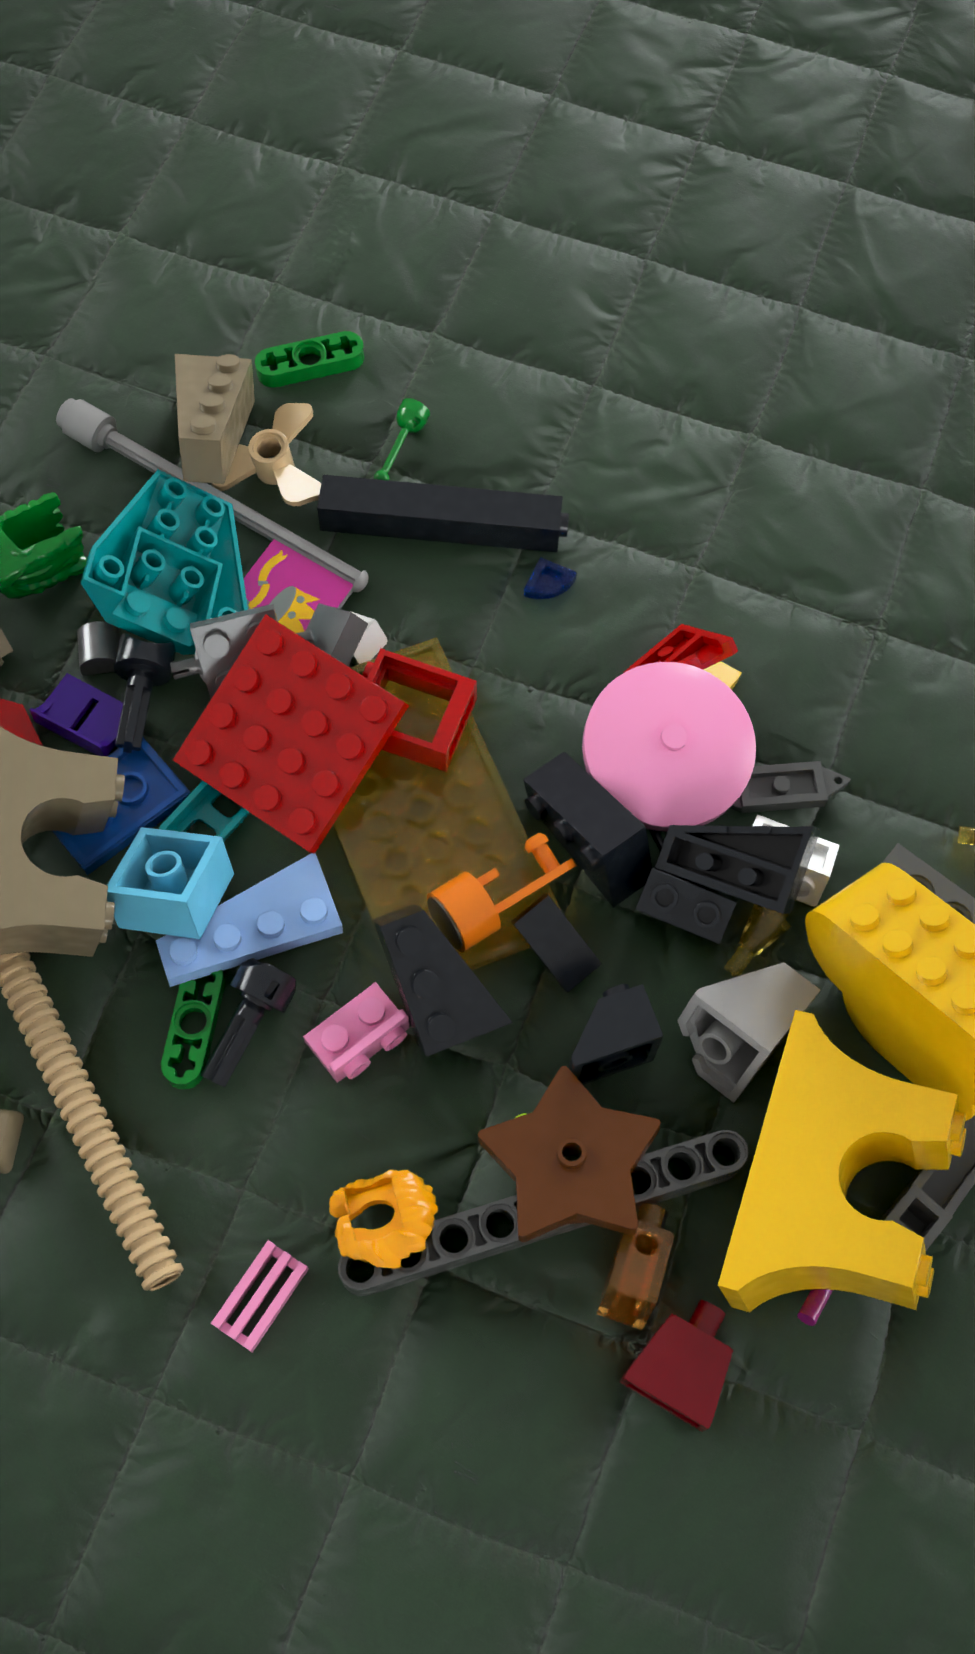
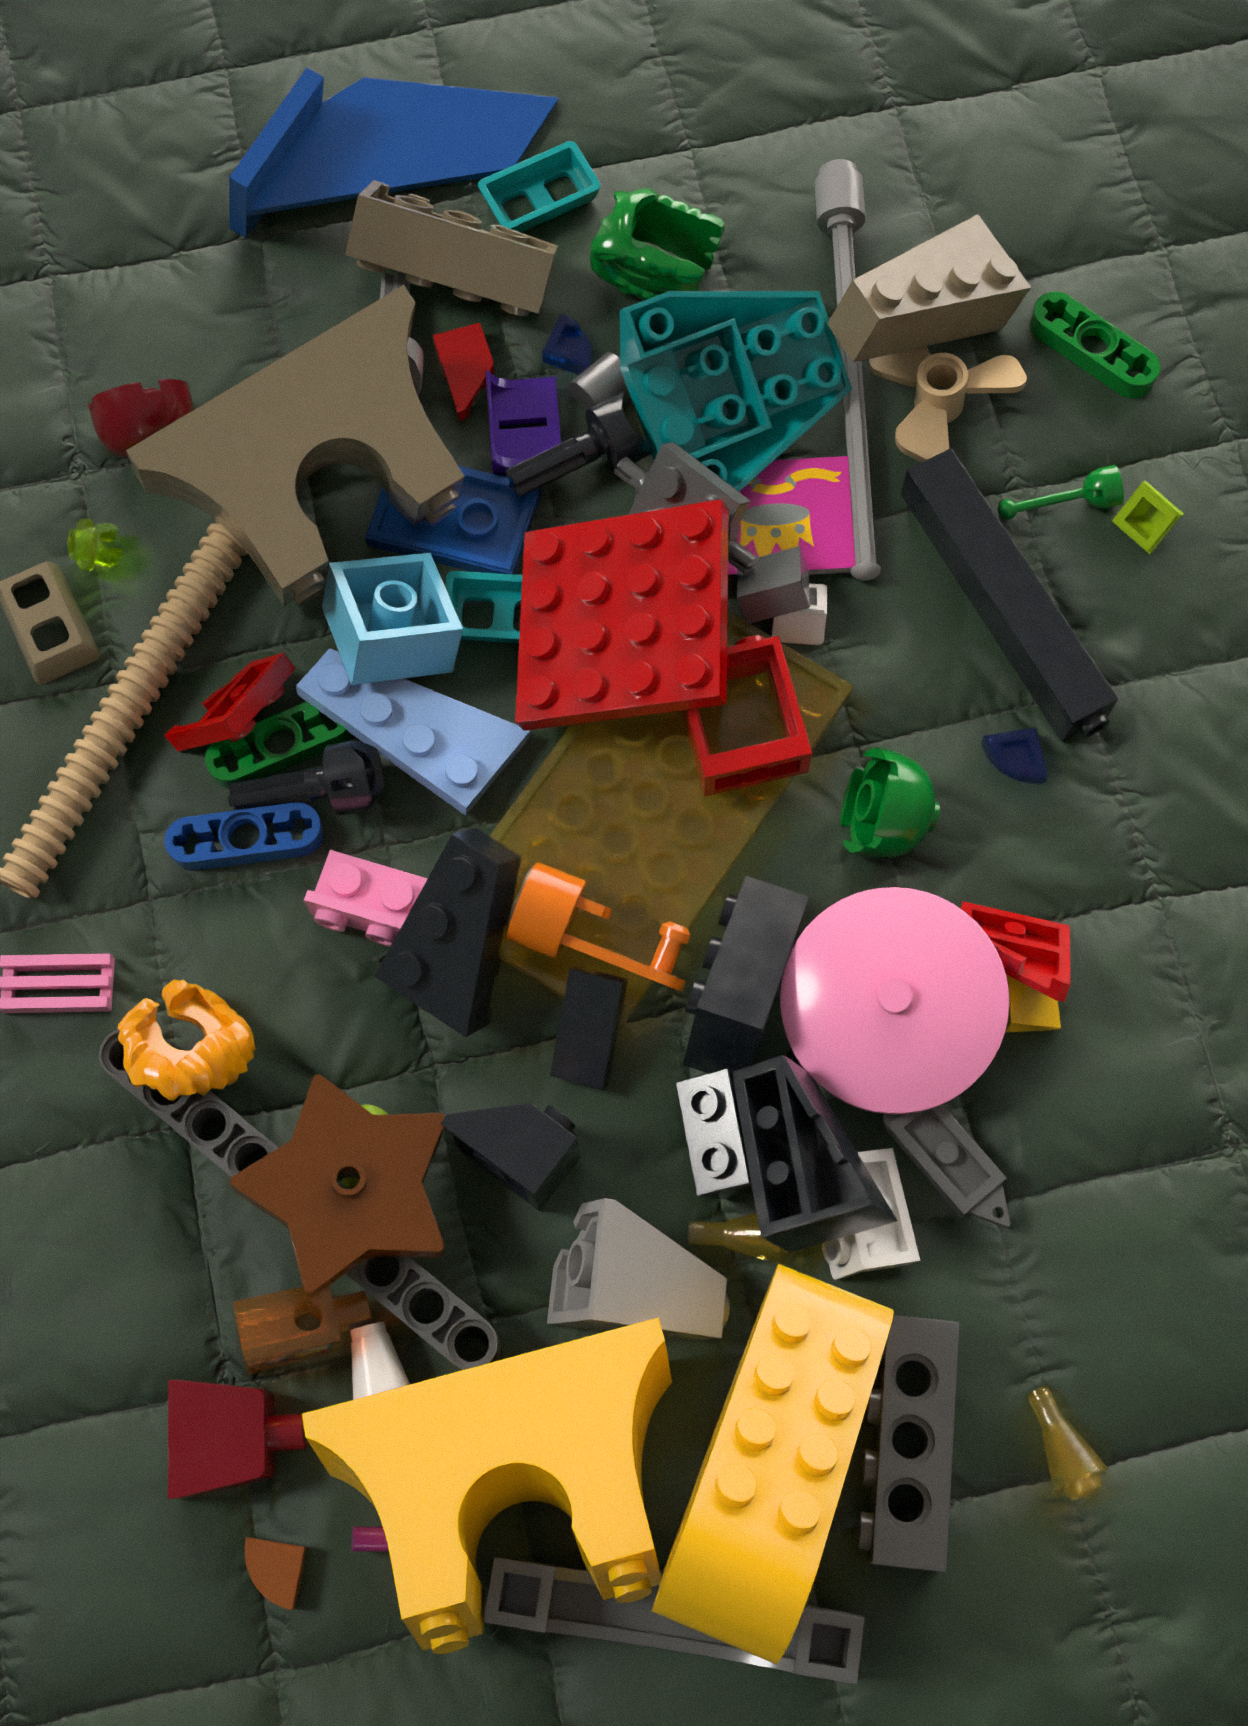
camera: 60 degrees right, 5 degrees up
(50, 652) = (568, 347): none -> clear blue tile
(146, 1034) = (236, 704): none -> red wing
(274, 1066) = (204, 825): none -> blue beam
(450, 407) = (1147, 517): none -> lime slope
(532, 670) = (888, 805): none -> green cylinder
(700, 1231) = (374, 1361): none -> white cone
(793, 1388) = (276, 1569): none -> dark orange tile

